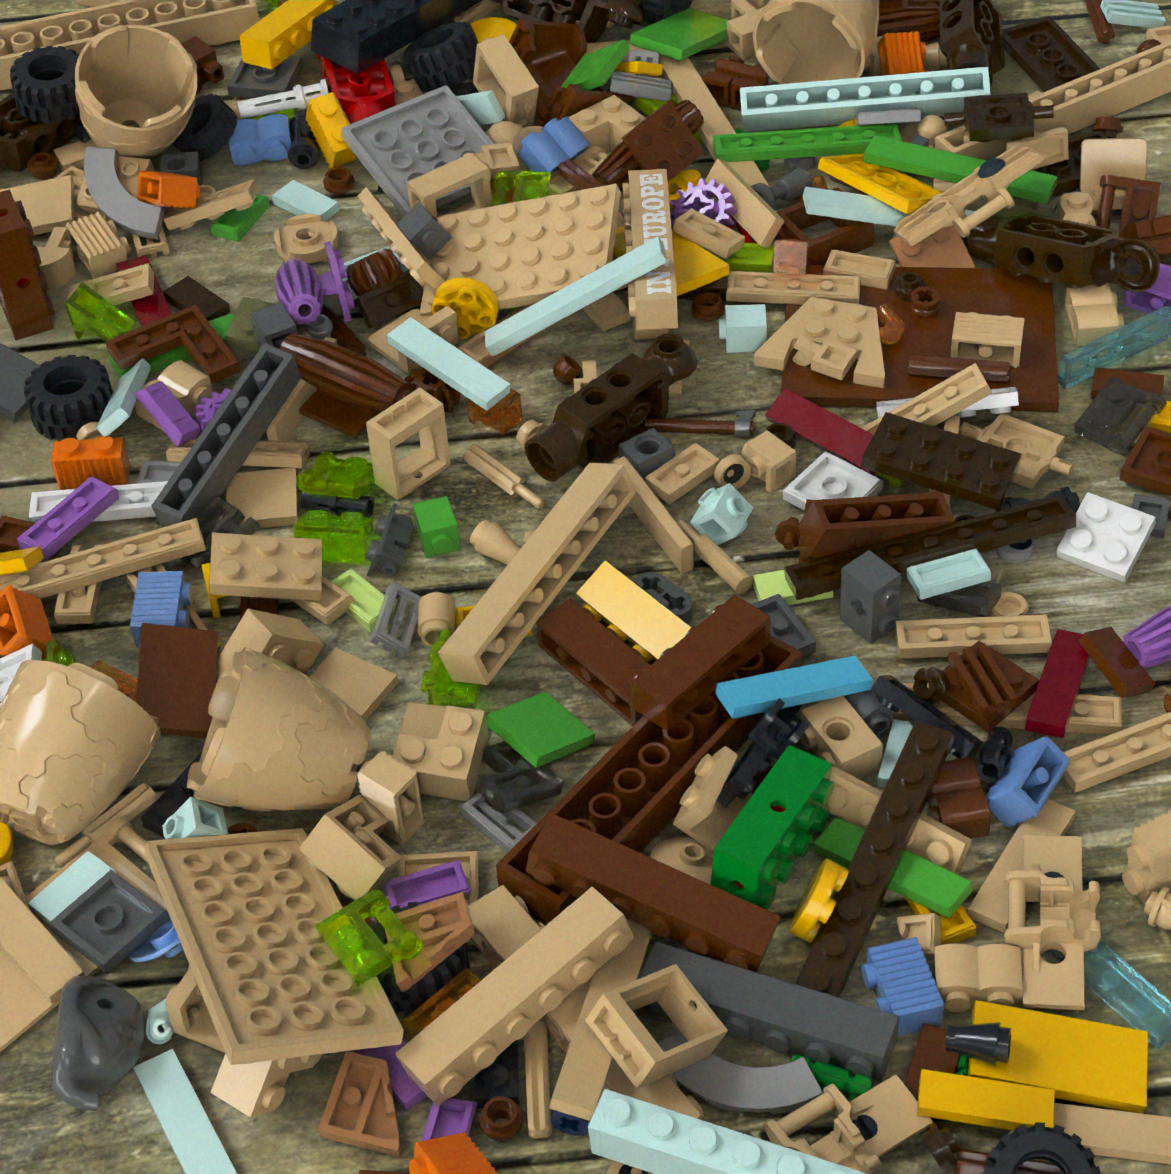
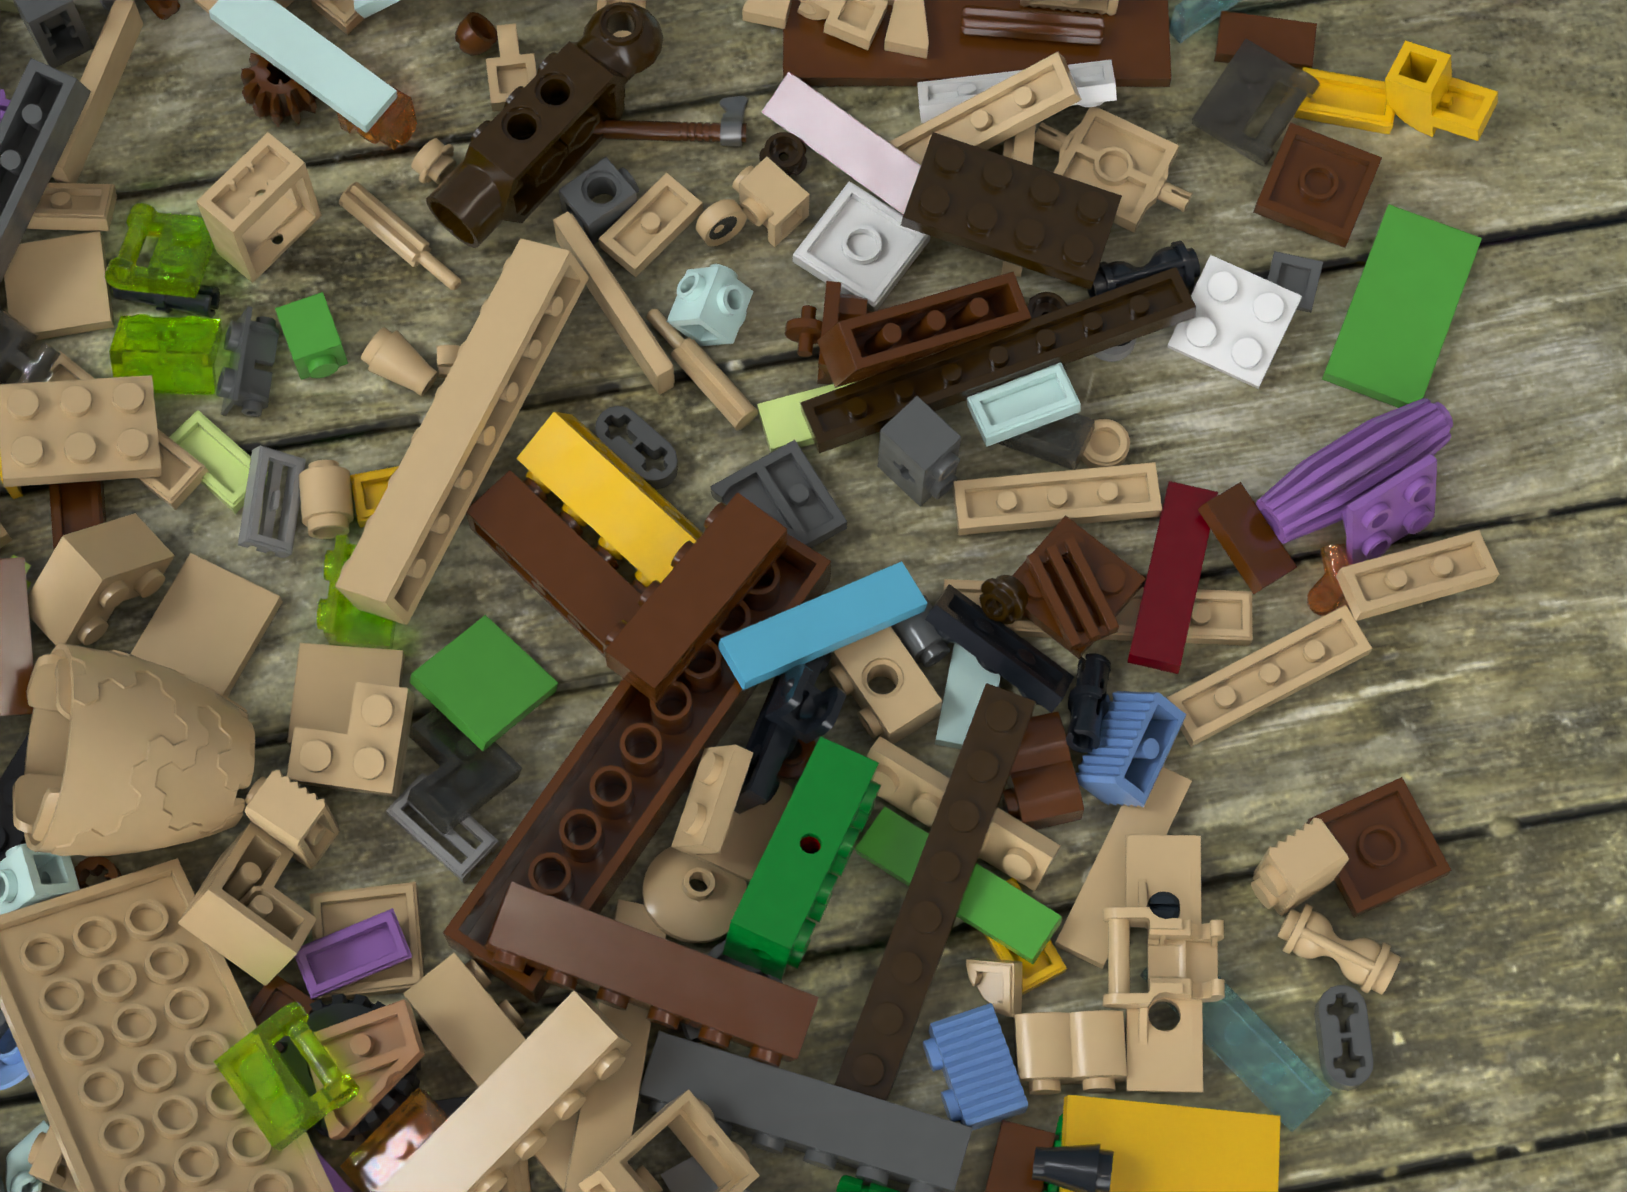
camera: 10 degrees left, 25 degrees up
(348, 384) = (153, 94): reddish brown plate -> none
(817, 900) = (861, 950): yellow tile -> none

